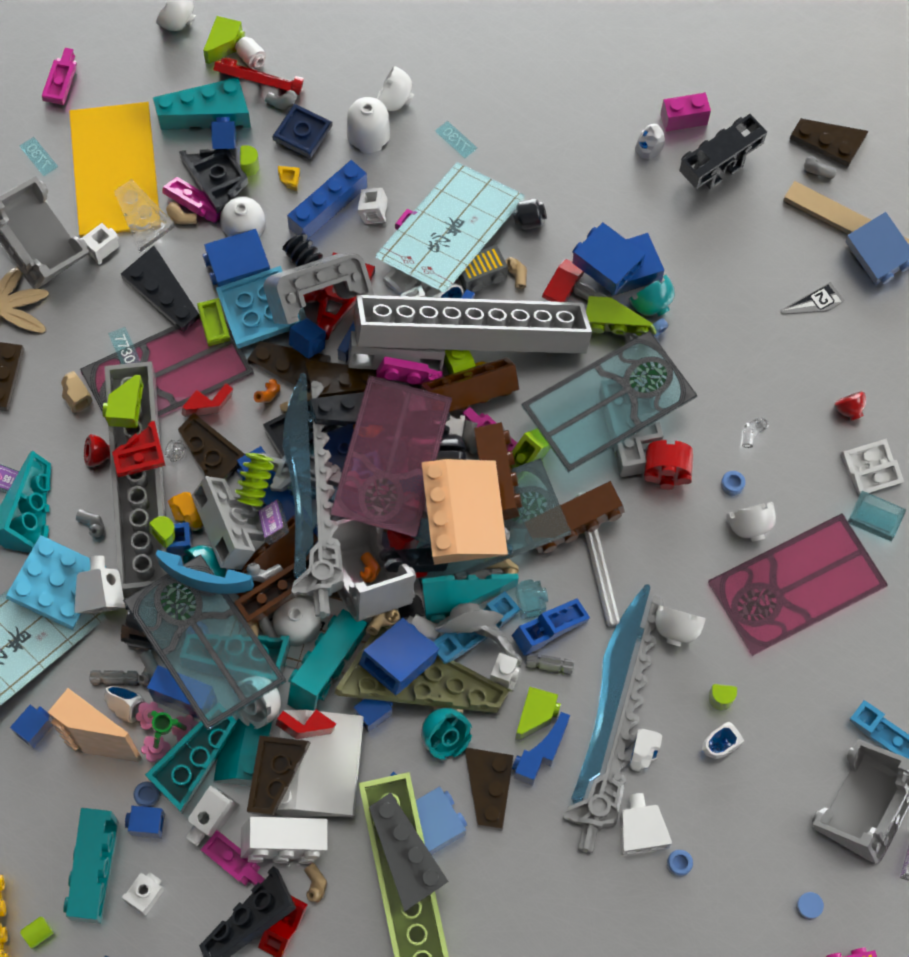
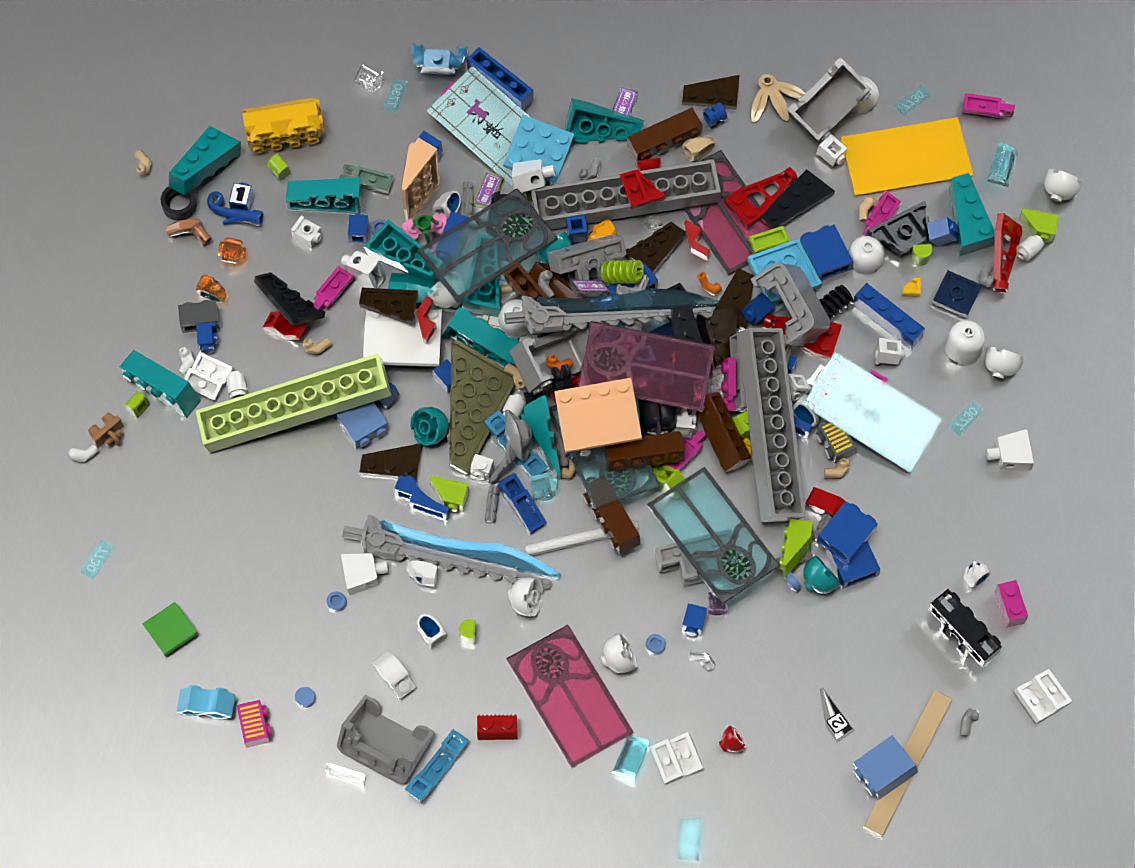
camera: 90 degrees right, 0 degrees up
(31, 369) = (714, 114): none -> blue wheel
(53, 430) = (664, 135): none -> reddish brown brick
(67, 810) = (370, 178): none -> sand green hinge
(105, 651) = (490, 184): none -> medium lavender tile
(124, 346) = (740, 179): clear light blue sticker -> none
(124, 404) = (679, 174): lime slope -> none
(139, 71) = (1003, 165): none -> clear light blue brick
(142, 215) = (860, 179): clear wing -> none
(163, 348) = (745, 210): none -> red plate
(163, 530) = (575, 211): lime brick -> none
(232, 583) = (540, 219): dark azure slope -> none
(283, 839) = (342, 315): white brick -> none
(399, 656) = (485, 385): blue brick -> none
(408, 858) = (324, 391): dark grey wing -> none
(502, 93) = (1012, 451): none -> white torso
(530, 214) = (893, 476): black head -> none
(668, 464) = (662, 586): red brick -> none
(688, 412) = (715, 606): none -> clear purple wheel
(706, 436) = (694, 620): none -> blue brick
(780, 789) = (395, 674): none -> white brick
(787, 96) = (1042, 696): none -> white slope
(829, 140) = (1000, 733): dark brown wing -> none
(846, 665) = (497, 727): none -> red brick

